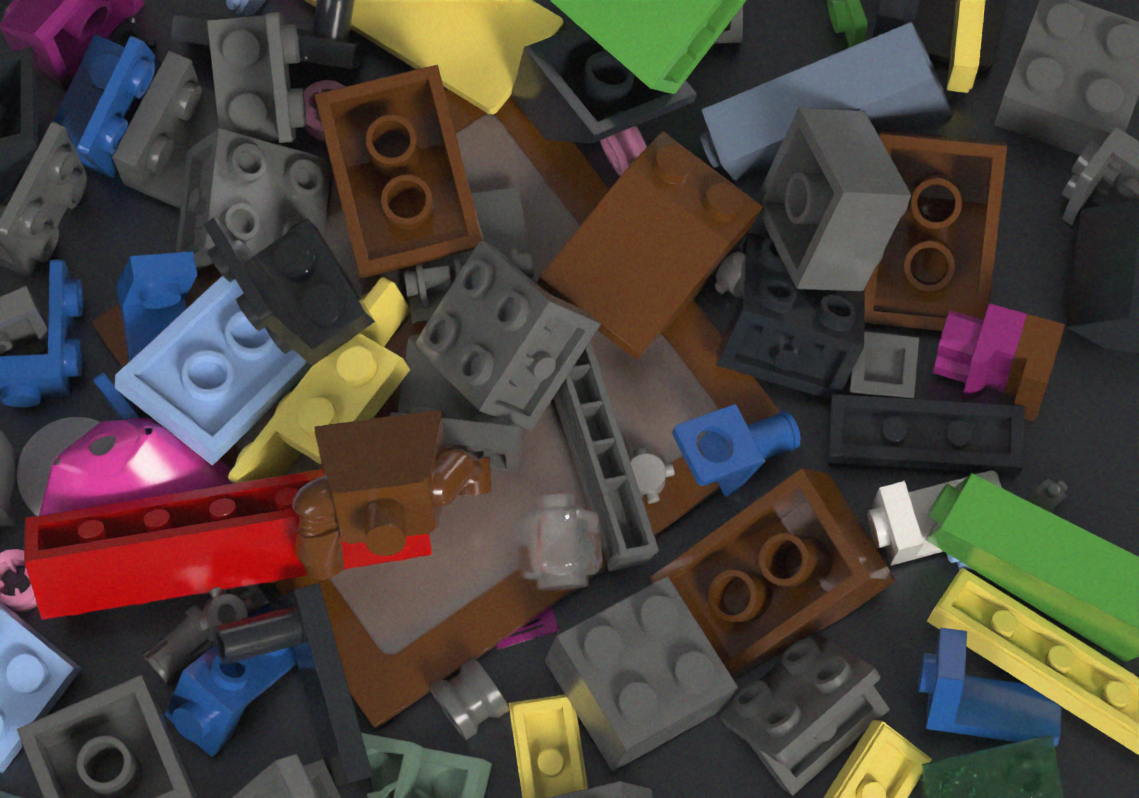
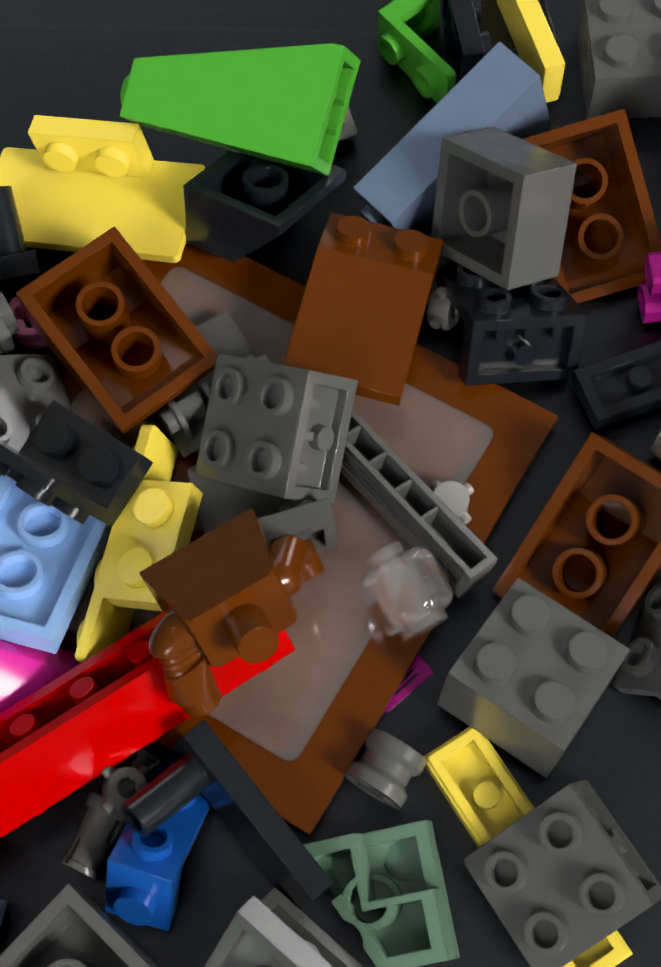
camera: 20 degrees left, 5 degrees down
(623, 148) = (297, 247): bright pink bush -> none
(732, 447) = (520, 442): blue bracket -> none
(885, 367) = (608, 331): dark grey plate -> none

